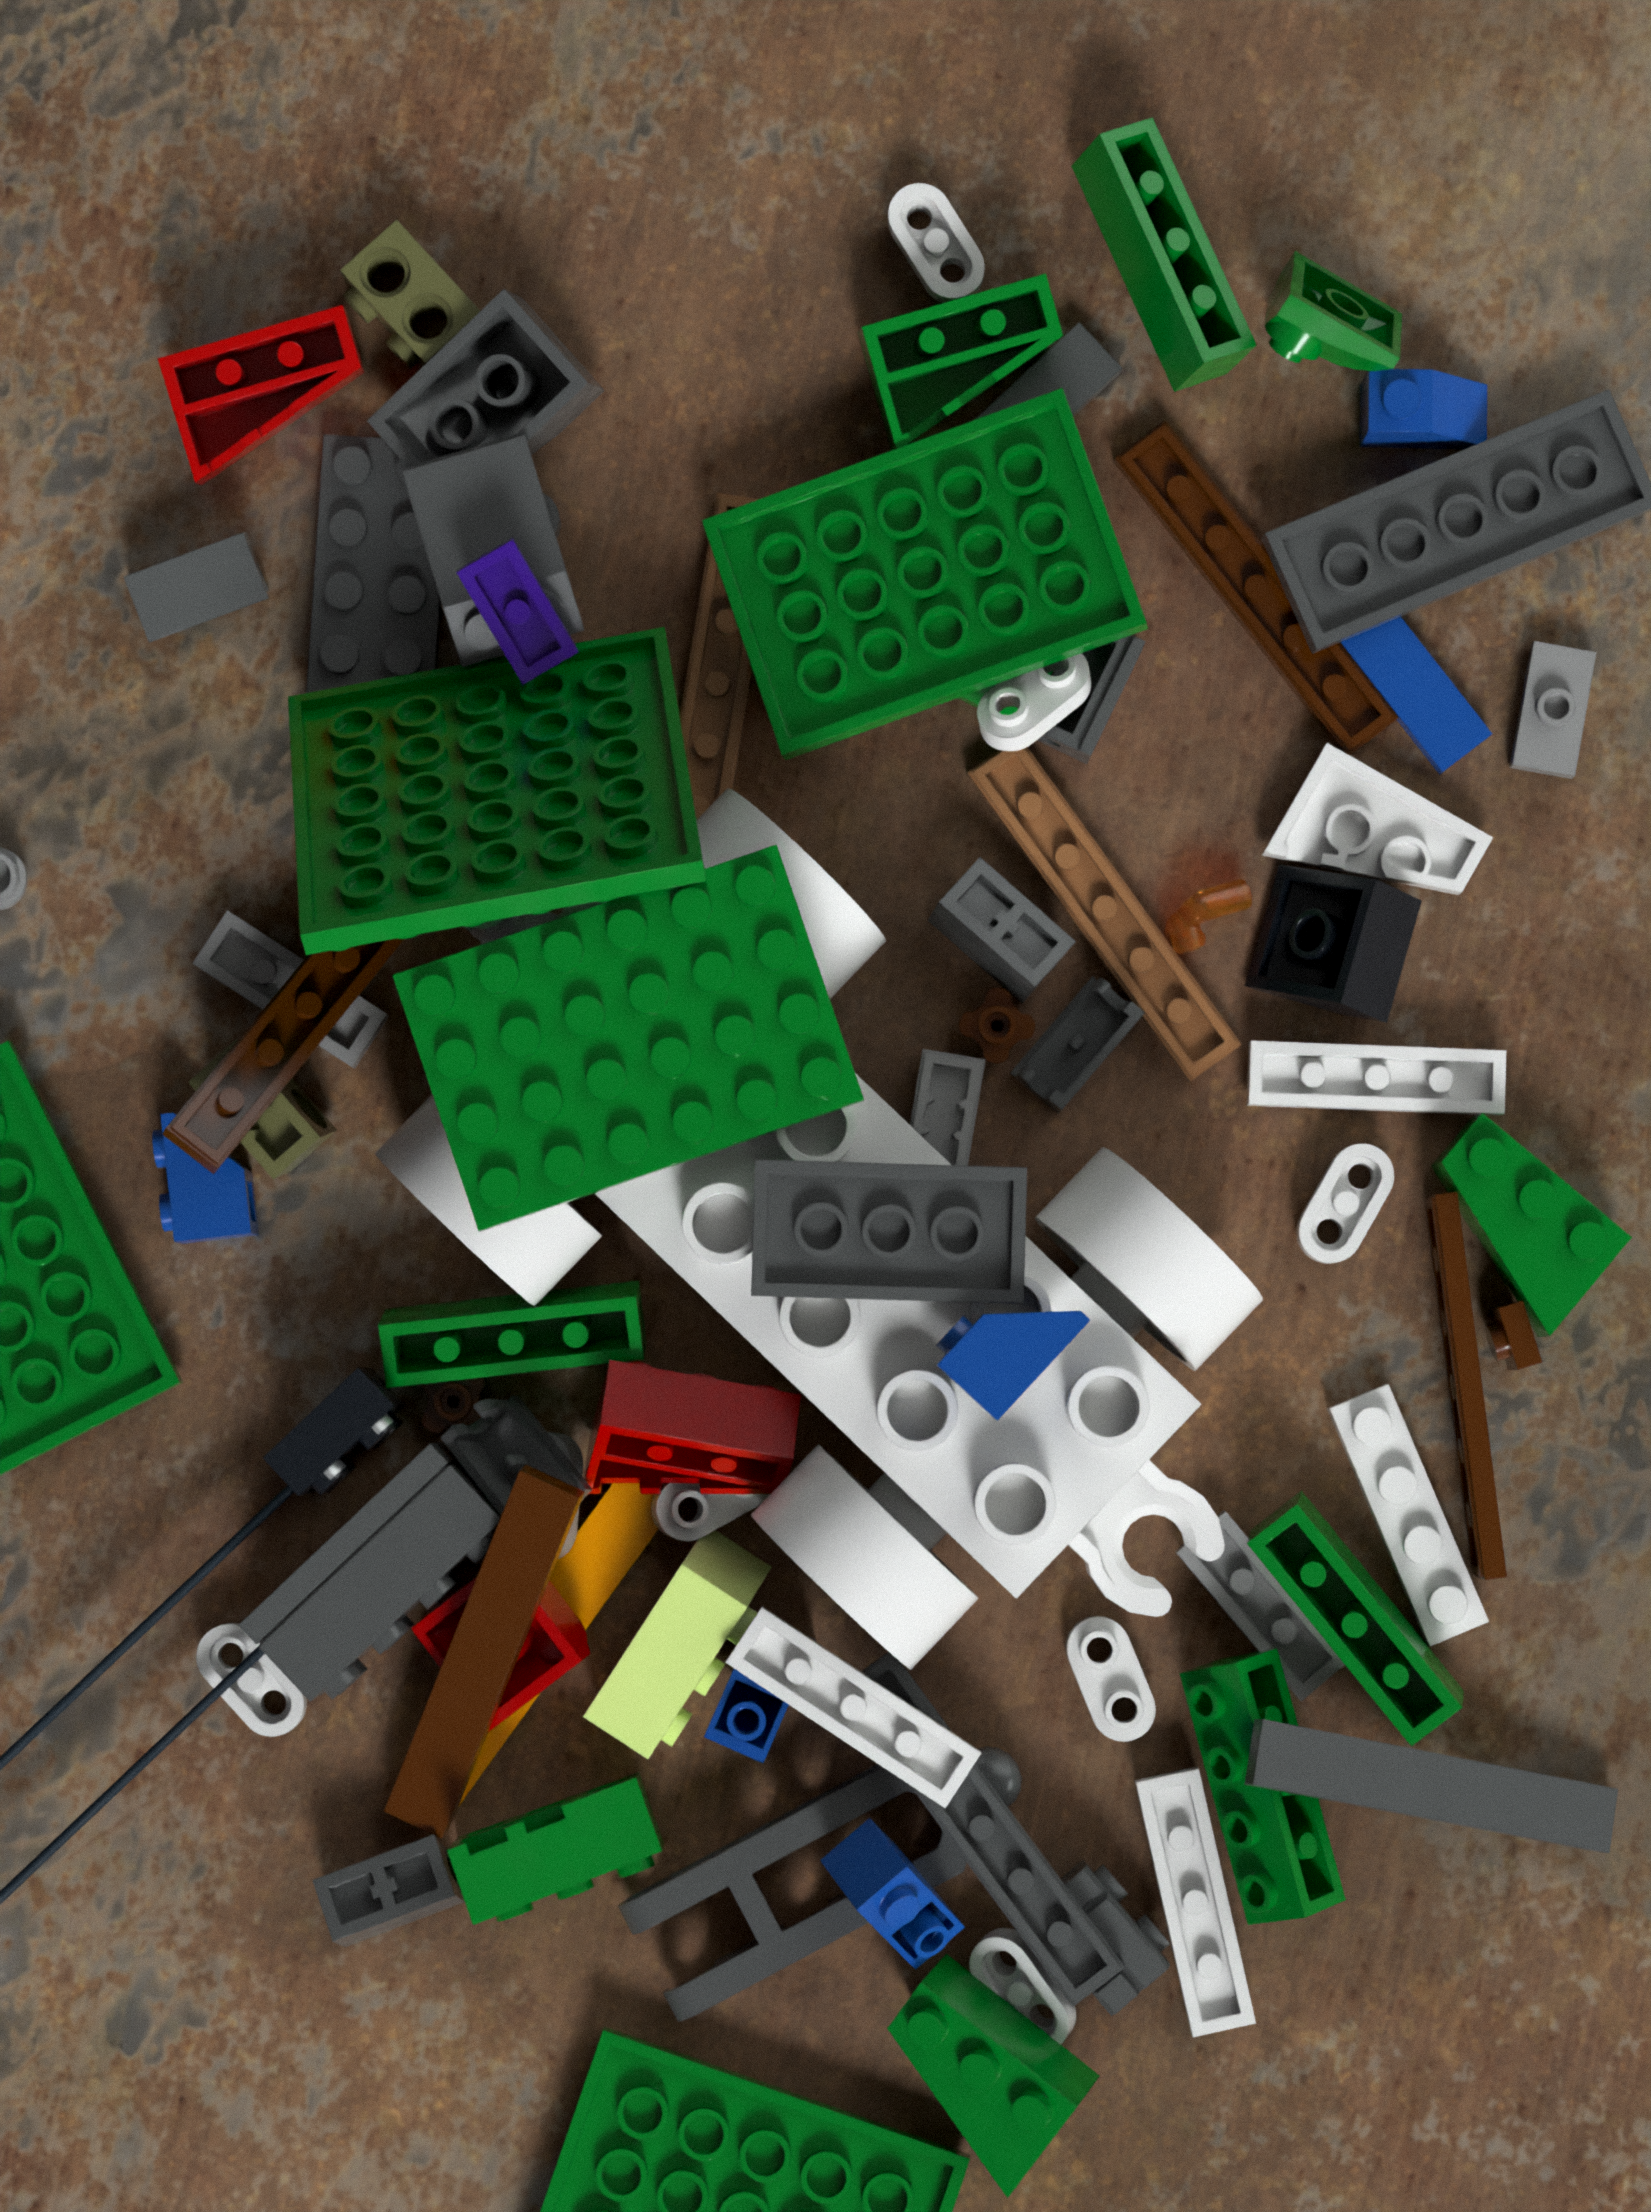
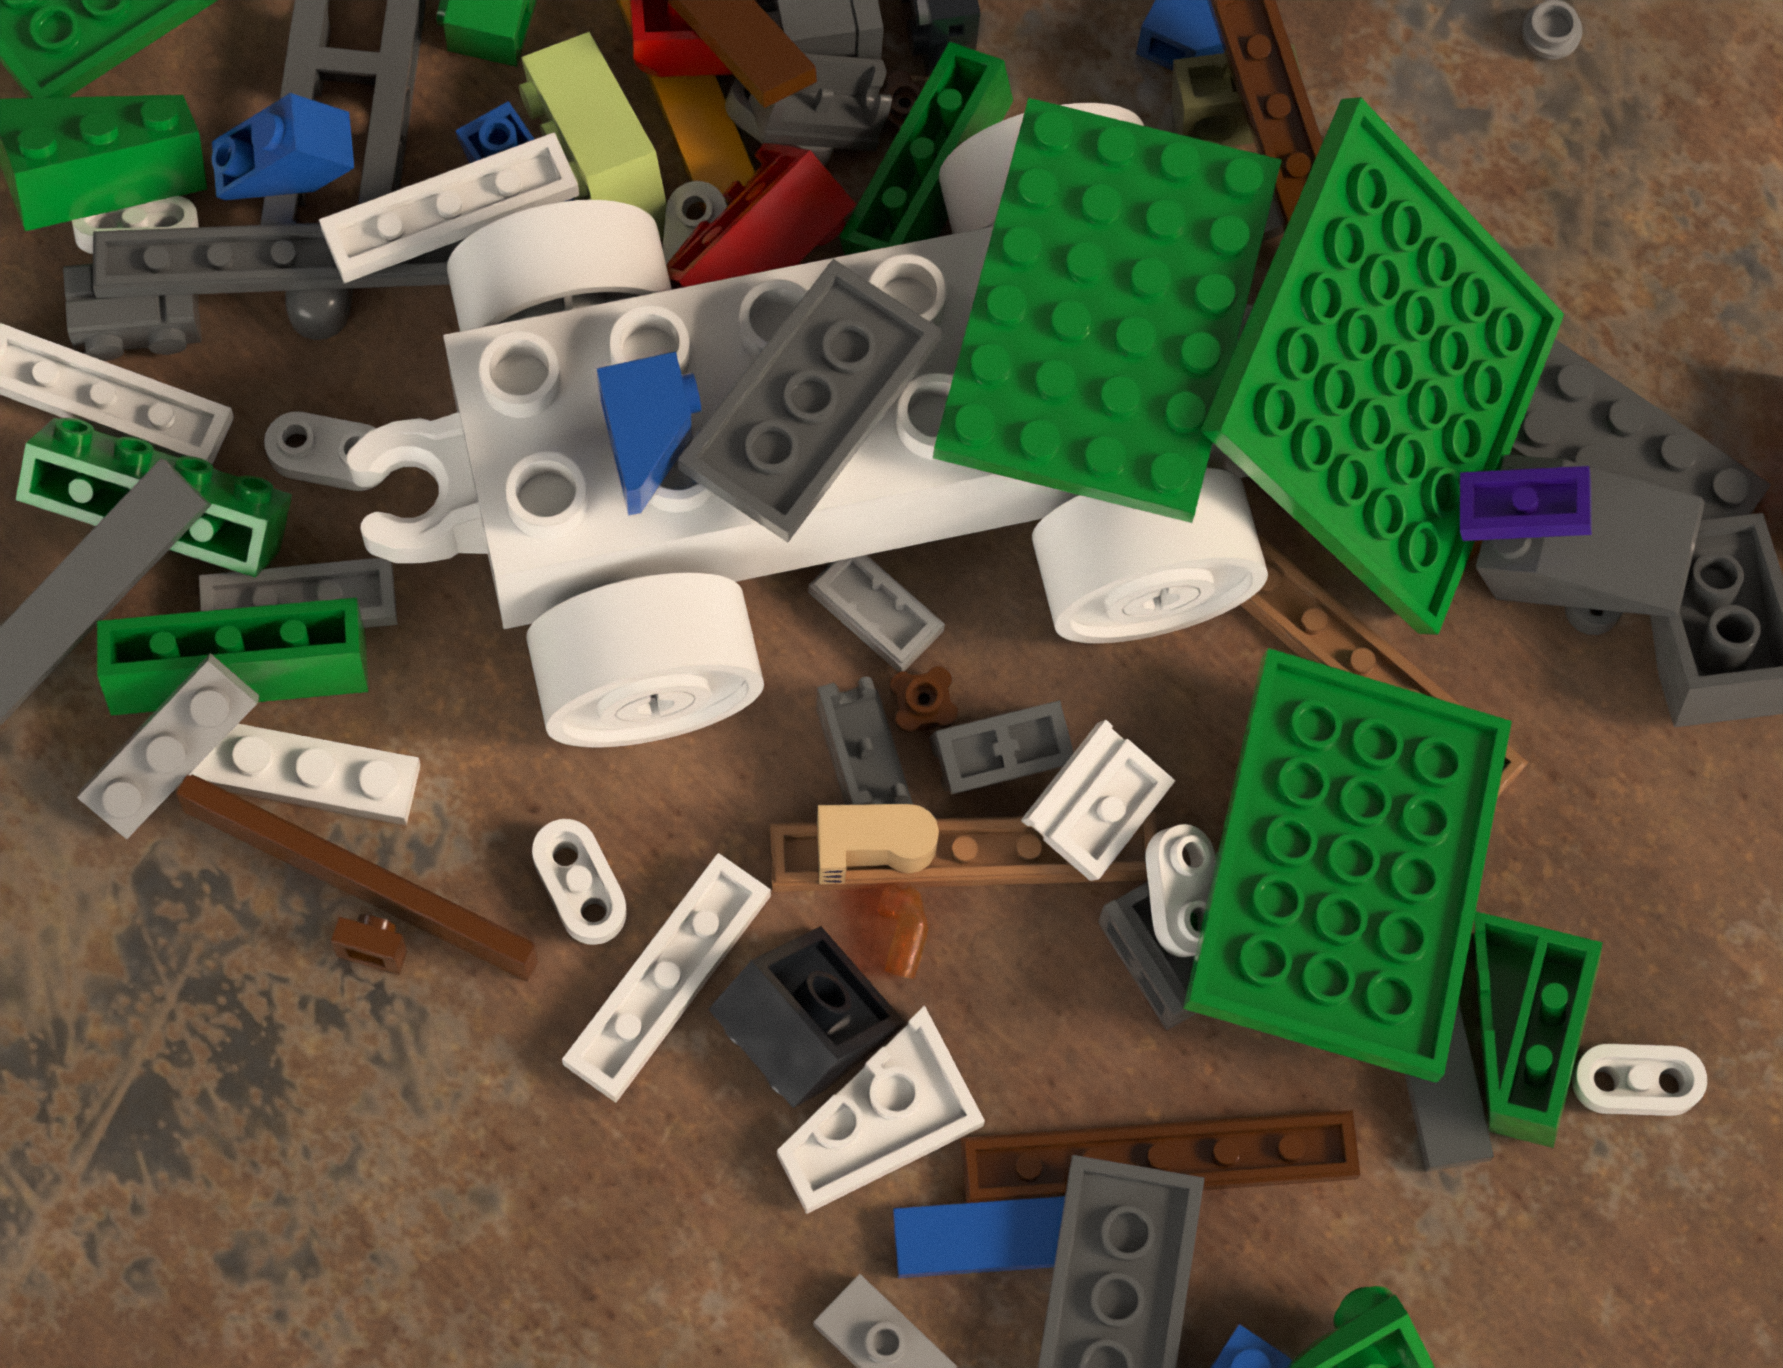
camera: 115 degrees right, 15 degrees down
(197, 586) = (1700, 311): dark grey hinge -> none
(1001, 817) = (1098, 800): none -> white plate
(1141, 965) = (874, 836): none -> tan leg
(1163, 254) = (1512, 1259): green brick -> none
(1470, 1612) = (168, 746): none -> light grey plate
(1529, 1220) = (458, 1016): green wedge -> none

